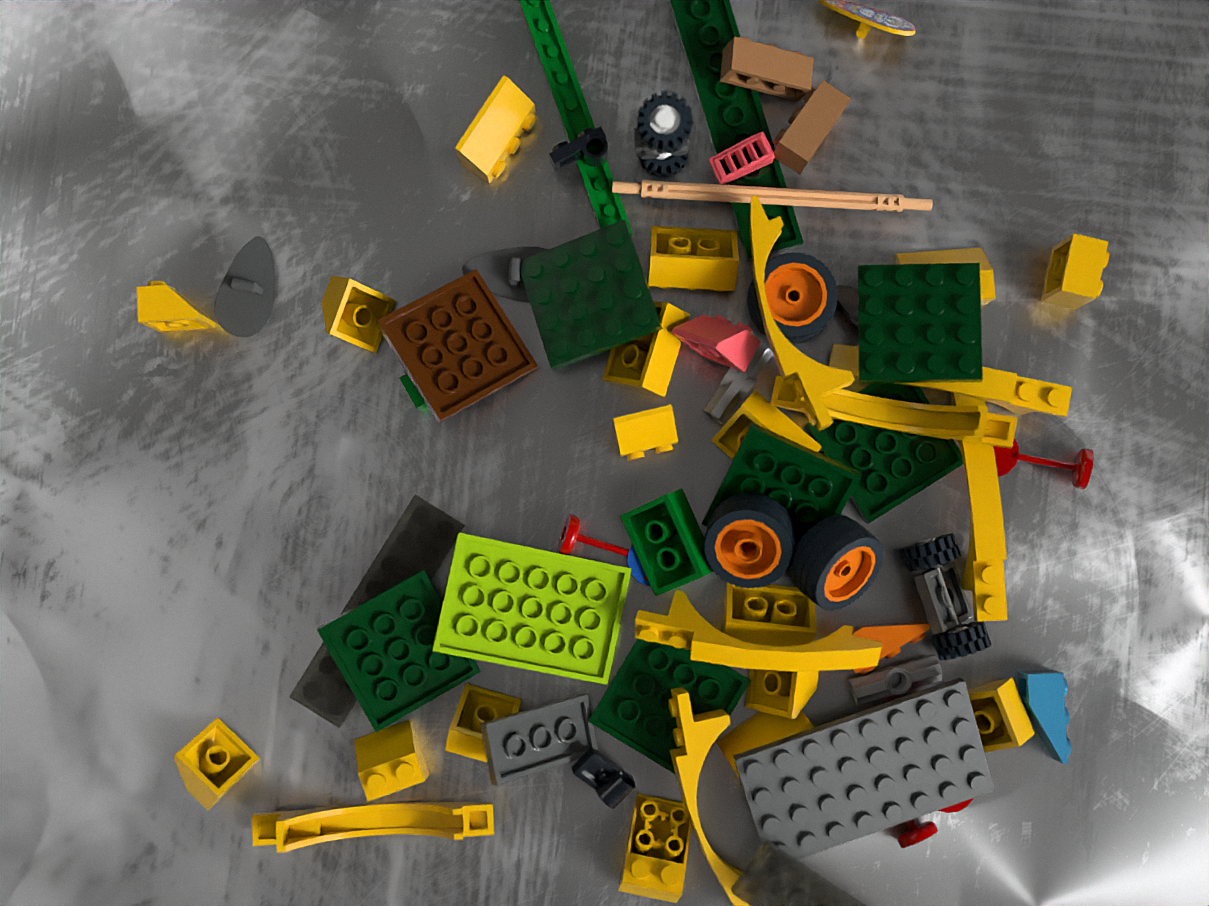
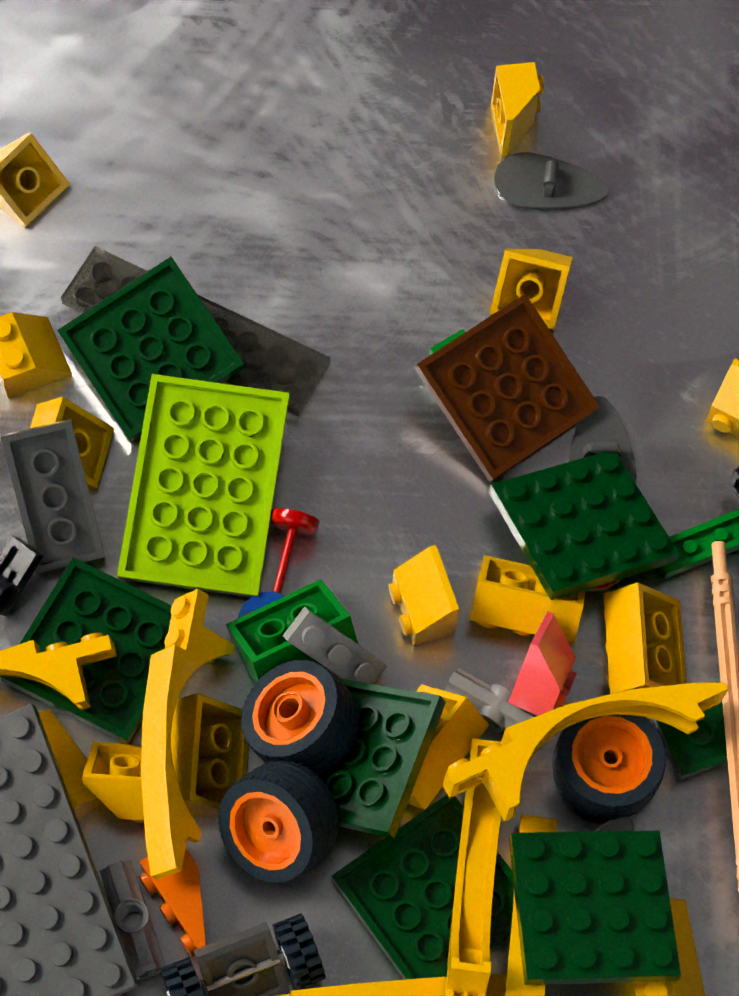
camera: 85 degrees right, 20 degrees down
(692, 509) = (333, 648): none -> light grey plate

